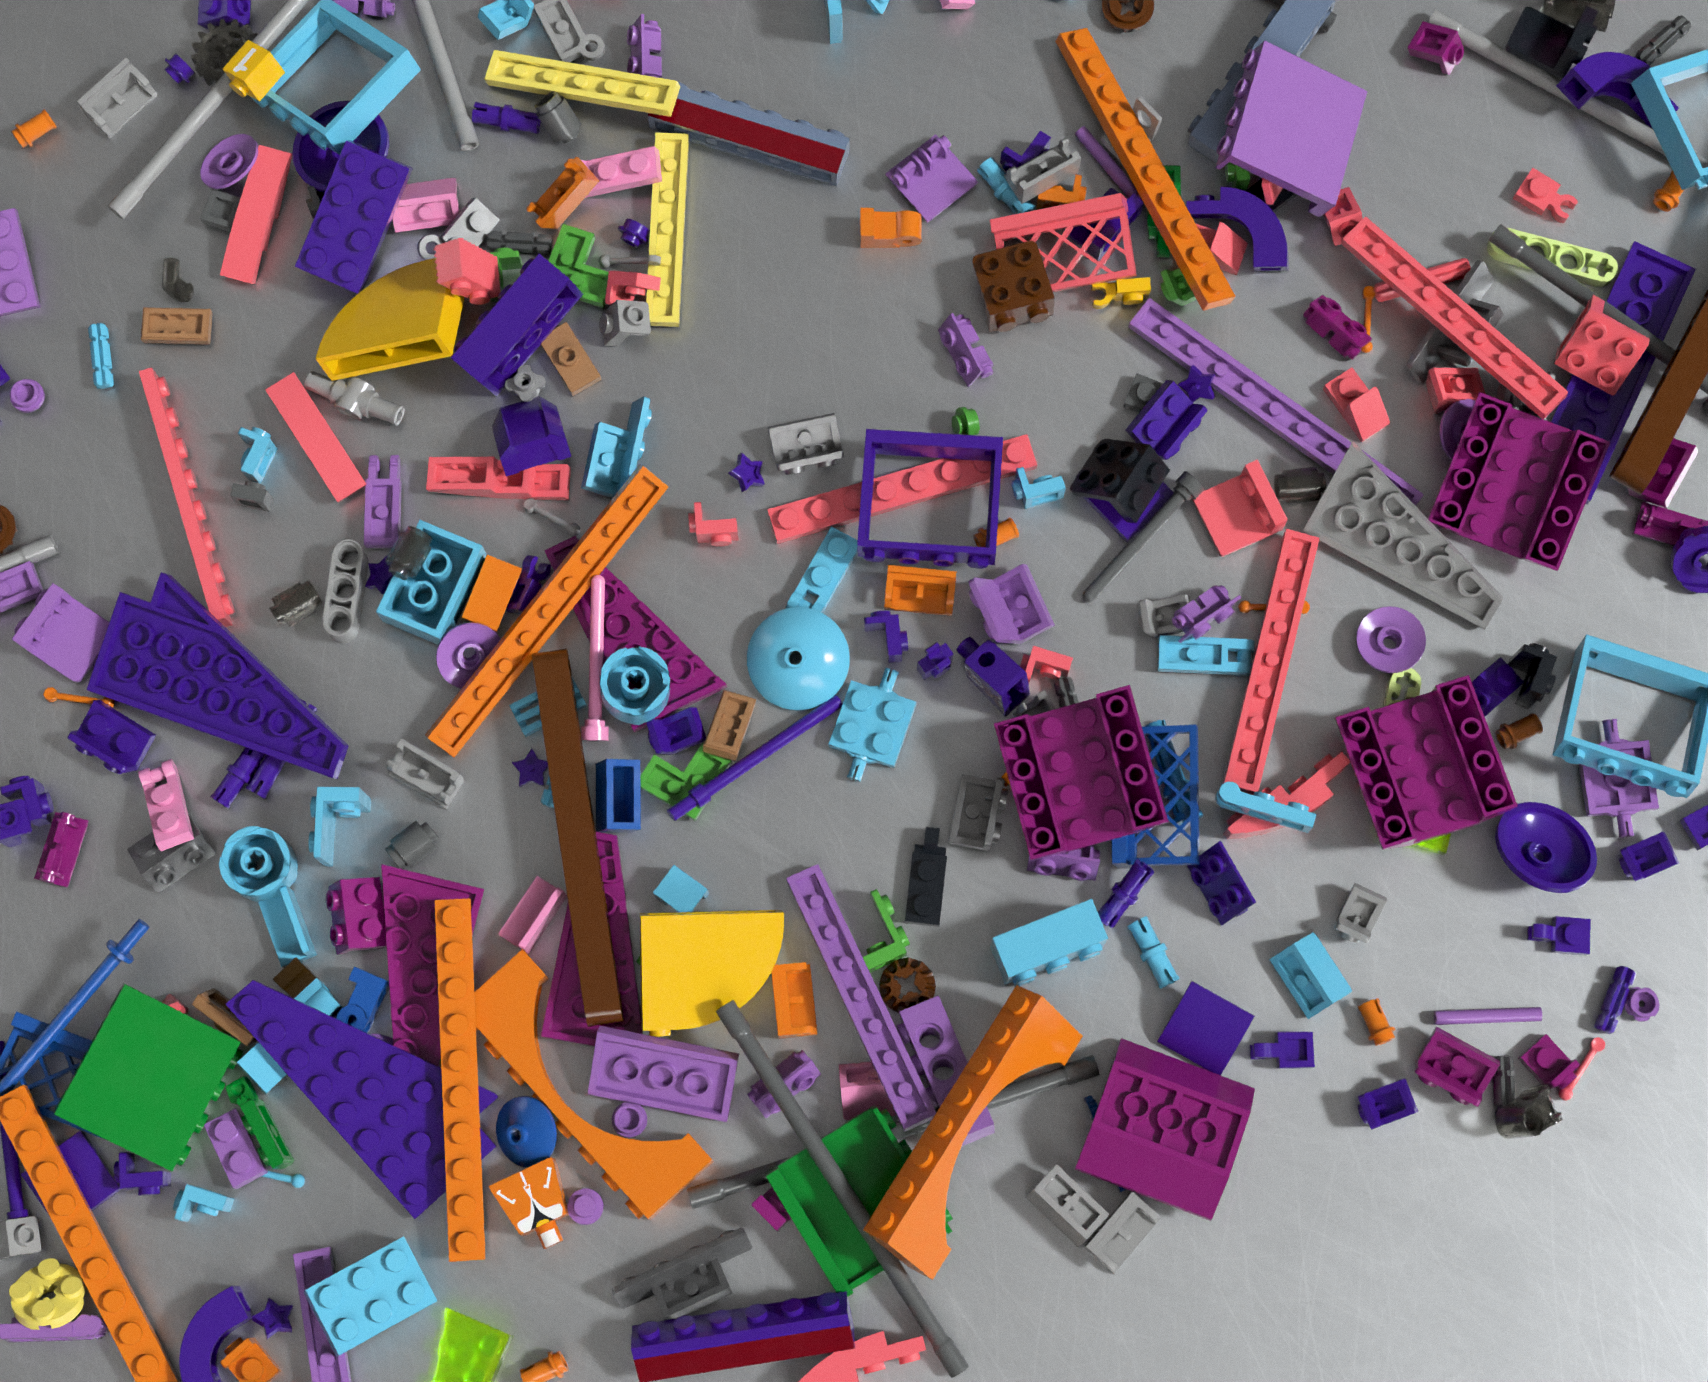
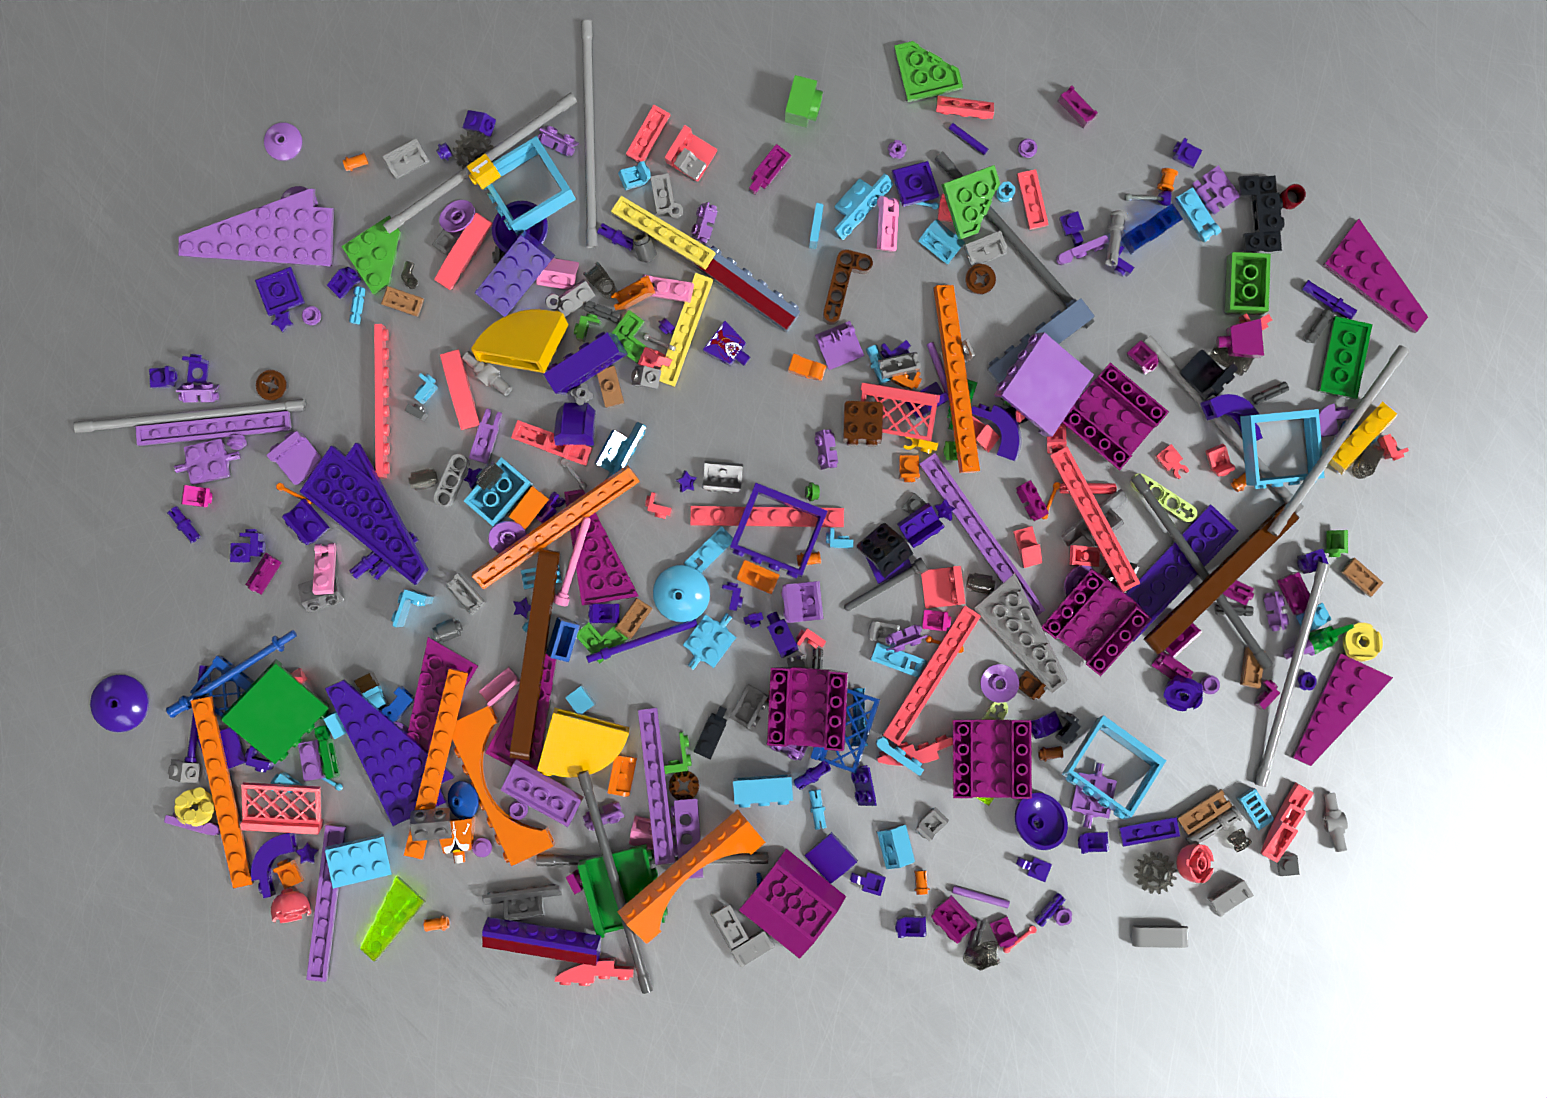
camera: 15 degrees right, 10 degrees up
(66, 323) = (343, 281): none -> dark purple bracket
(107, 266) = (374, 255): none -> bright green plate
(211, 1276) = (281, 823): none -> coral fence
(213, 1005) = (319, 683): medium nougat plate -> none
(239, 863) = (358, 606): medium azure brick -> none
(287, 927) = (370, 653): medium azure panel -> none
(356, 914) = (408, 658): magenta bracket -> none
(467, 270) = (566, 327): coral brick -> none
(482, 1186) = (430, 824): none -> flat silver bracket
(498, 189) = (599, 278): none -> clear smoke piece
(632, 666) = (578, 580): medium azure brick -> none
(745, 233) = (727, 346): none -> dark purple torso
(903, 85) = (841, 287): none -> reddish brown beam
(1114, 337) = (909, 467): none -> orange bracket
(1246, 569) = (936, 620): none -> dark pink bracket
(1425, 146) = (1114, 416): none -> magenta slope
(1445, 629) = (1031, 685): none -> reddish brown bracket
(1600, 348) = (1167, 561): coral bracket -> none
(1621, 168) = (1219, 460): none -> coral bracket

